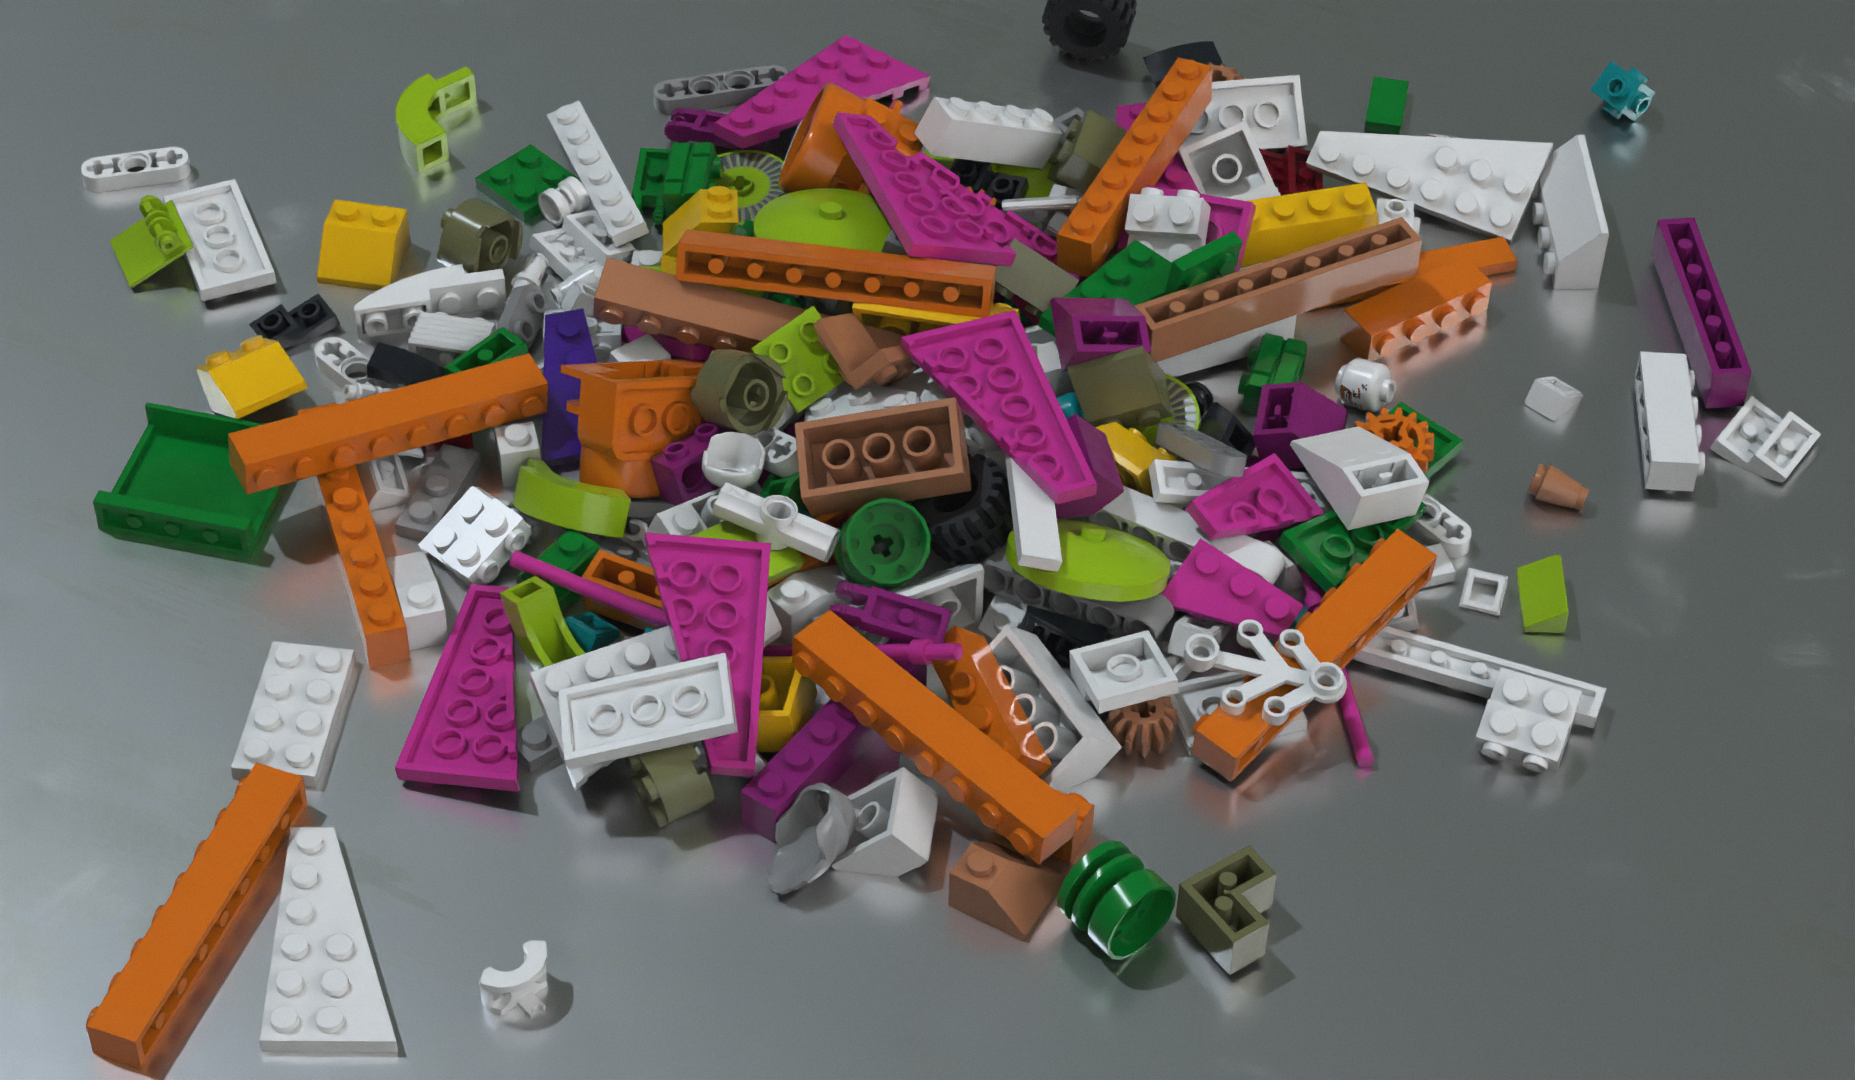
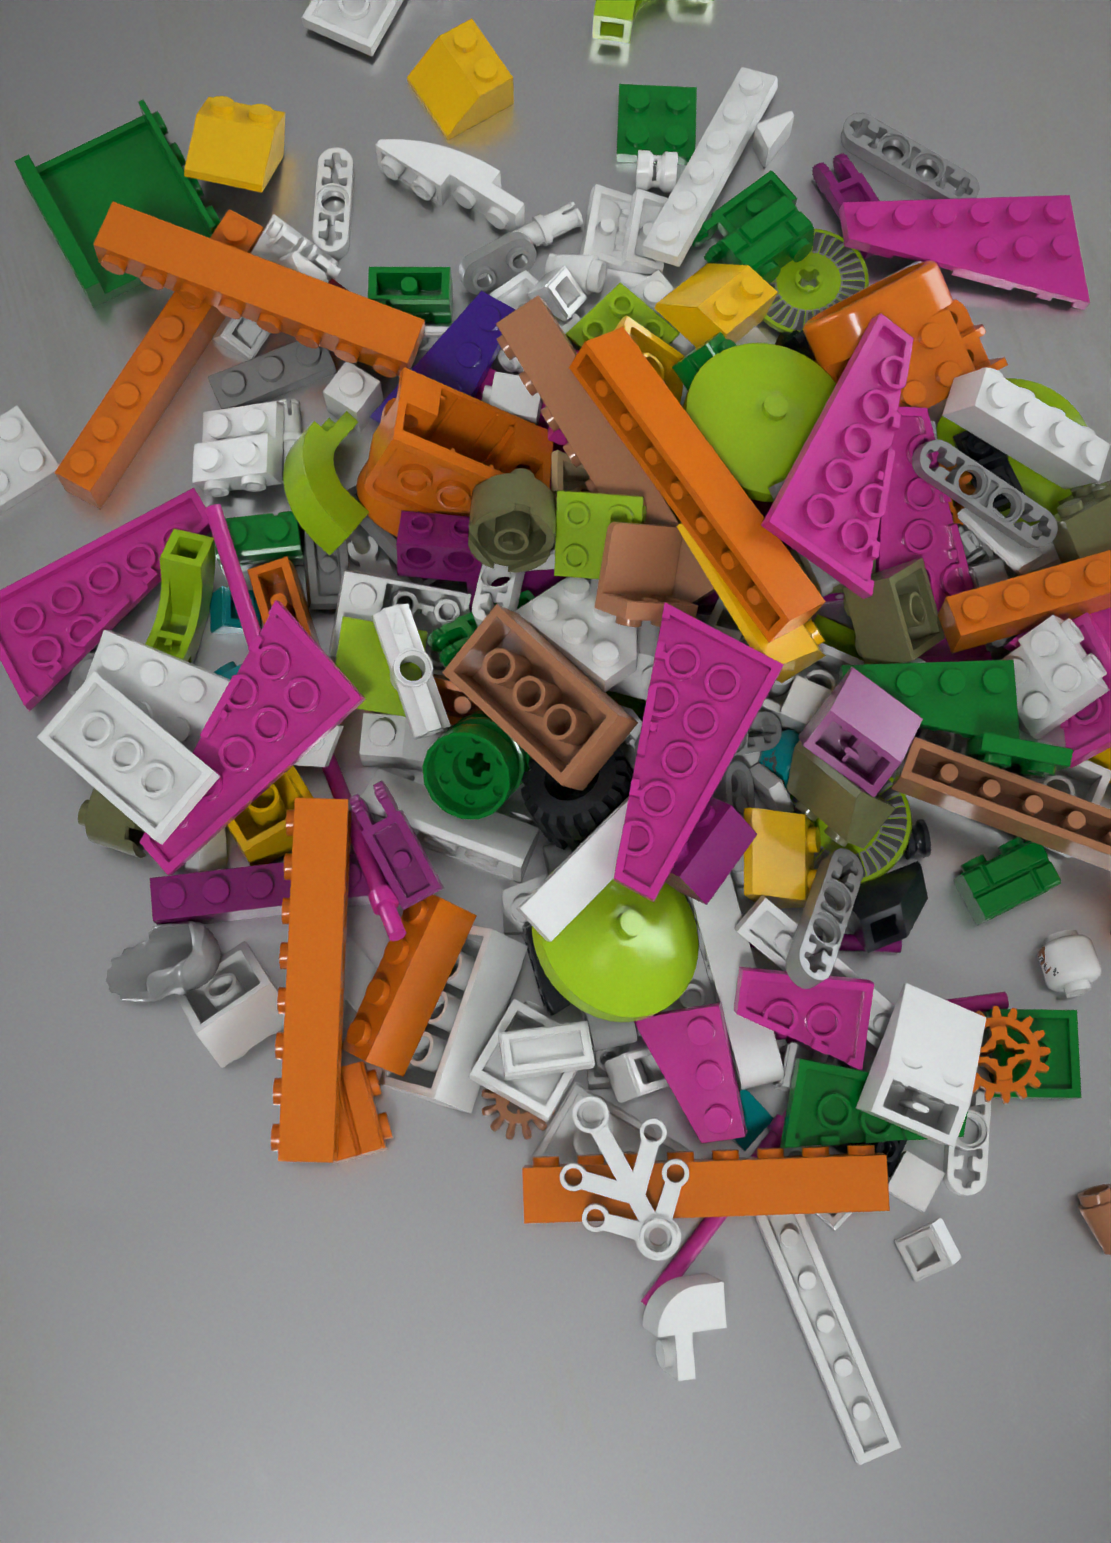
camera: 45 degrees right, 30 degrees up
(298, 325) = (335, 111): black slope -> none
(401, 366) = (357, 238): black slope -> none
(419, 600) = (150, 459): white slope -> none
(446, 337) = (422, 233): white brick -> none
(479, 237) = (539, 157): olive brick -> none
(616, 133) = (771, 136): none -> white slope
(733, 459) = (447, 578): white hair -> none
(968, 176) = (987, 489): none -> light grey beam
(1002, 888) = (244, 1144): nougat slope -> none
(1116, 899) = (299, 1249): green wheel -> none
(1127, 650) = (546, 1050): none -> white tile
(1225, 907) = (367, 1330): olive brick -> none
(1290, 414) = (957, 954): magenta slope -> none
(1393, 738) = (676, 1312): none -> white brick
(1527, 720) = (801, 1412): white plate -> none
(1543, 595) = (967, 1303): lime slope -> none

